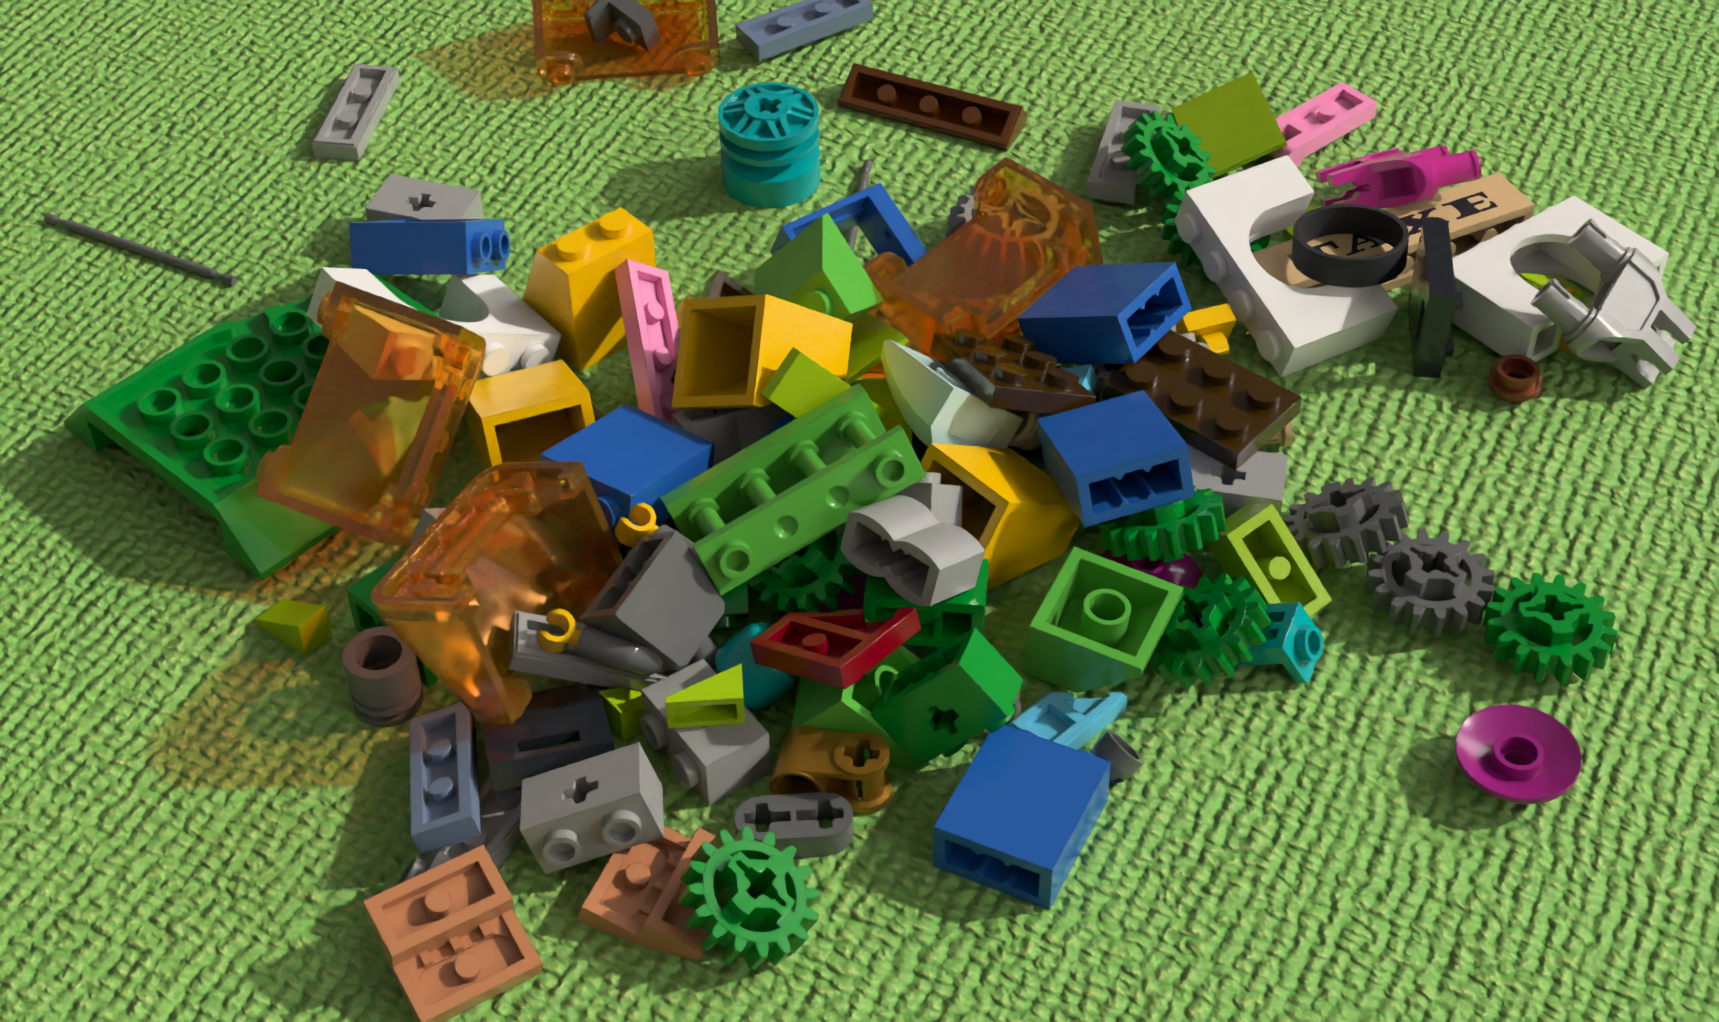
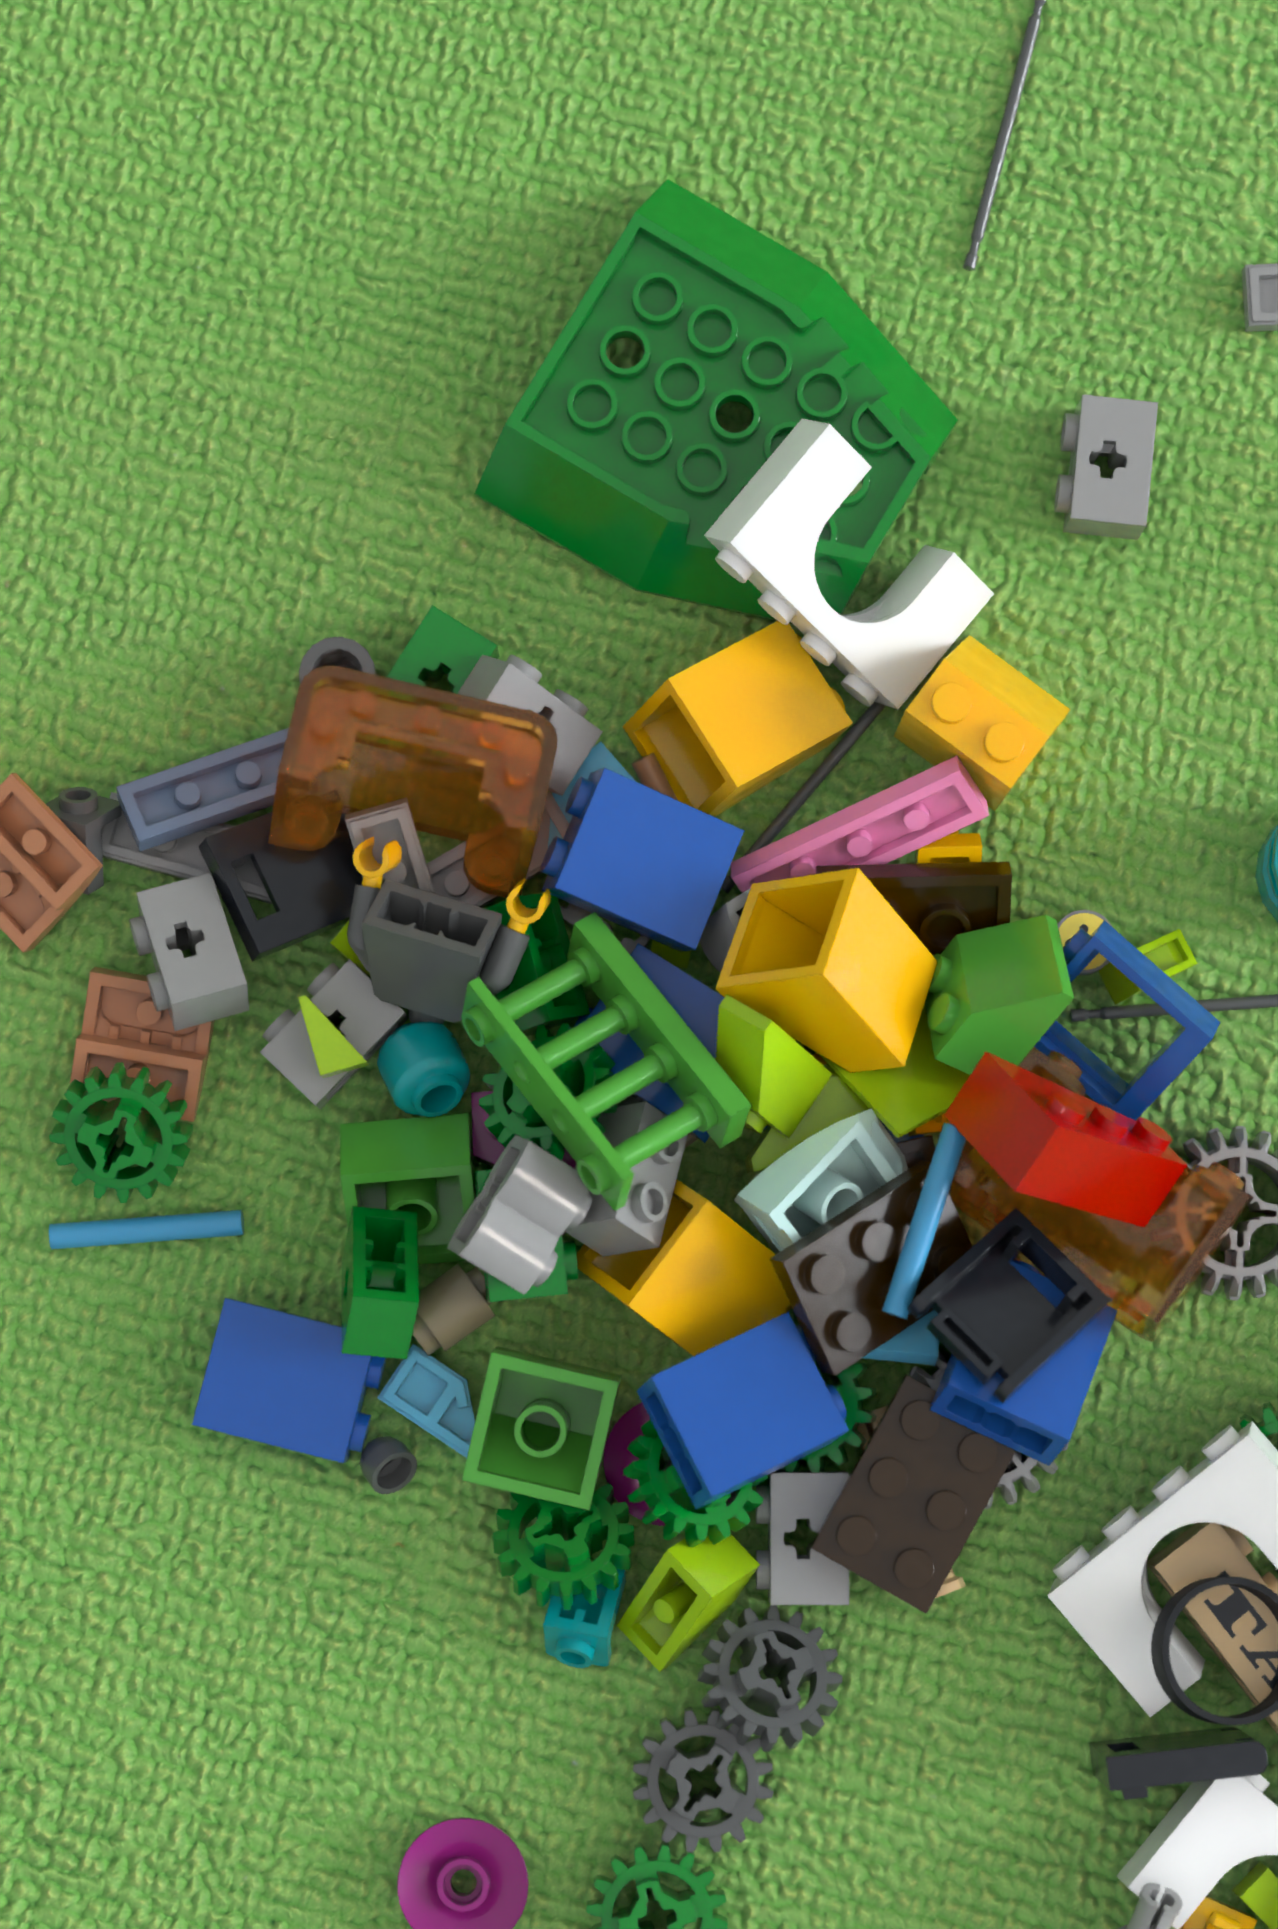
camera: 75 degrees right, 40 degrees up
(297, 624) = (419, 552): lime piece -> none
(375, 417) = (624, 560): clear orange windscreen -> none
(429, 246) = (963, 502): blue window -> none
(796, 821) = (228, 1155): dark grey beam -> none
(833, 645) = (398, 1154): dark red wing -> none
(834, 763) = (306, 1164): pearl gold piece -> none
(848, 917) = (146, 1229): none -> dark azure bar
(933, 238) = (1064, 1144): none -> red wedge
(981, 328) = (924, 1222): none -> dark azure bar
(1059, 294) = (997, 1317): none -> black container
(1210, 326) = (1080, 1480): yellow tile -> none
(1515, 379) = (1100, 1882): copper plate -> none

